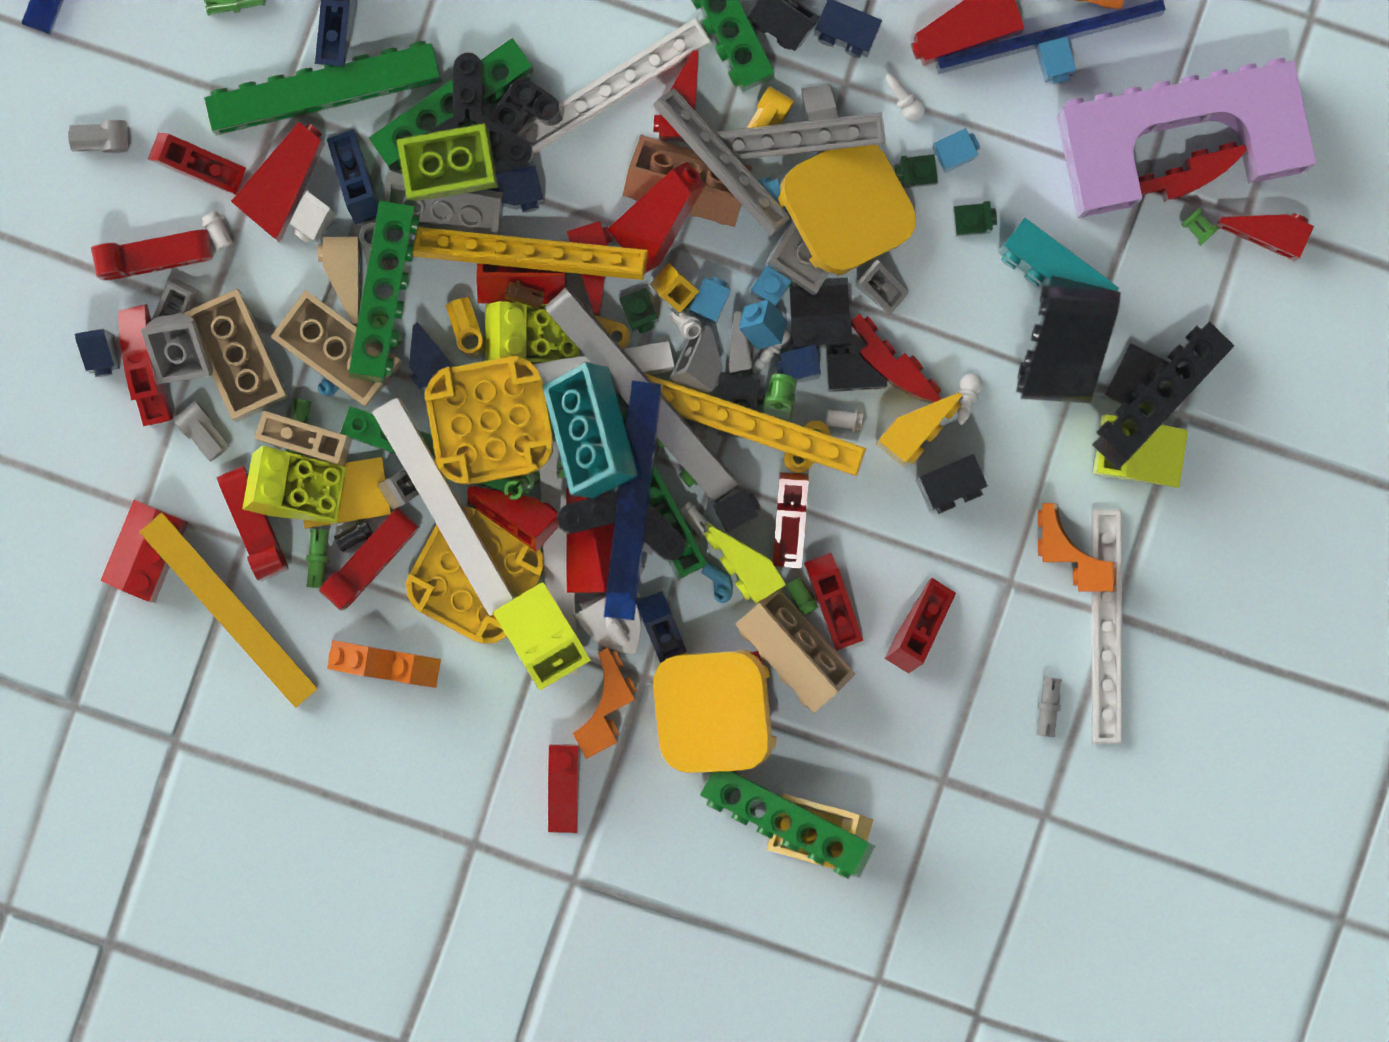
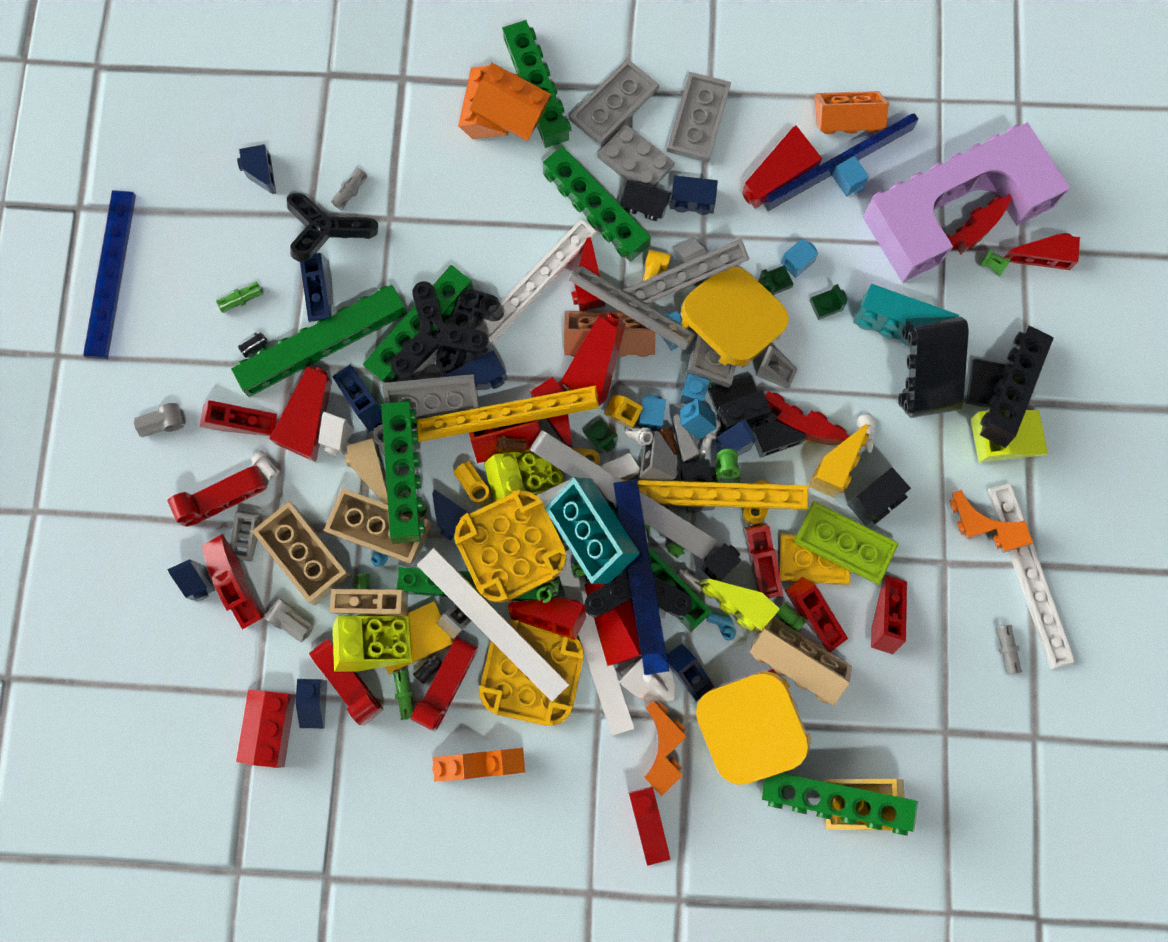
camera: 15 degrees left, 10 degrees down
(175, 348) = (251, 561): light grey slope -> none
(207, 533) = (311, 702): none -> dark blue slope
(228, 610) = (342, 756): yellow tile -> none
(238, 69) = (253, 344): none -> black pin
(447, 163) = (425, 359): lime brick -> none
(541, 636) = (598, 706): neon yellow slope -> none
(721, 337) = (668, 436): none -> reddish brown pin
(845, 419) = (780, 473): white pin -> none
(854, 535) = (799, 563): none -> yellow tile
(895, 526) = (846, 543): none -> lime tile
(911, 108) = (757, 238): white bar -> none

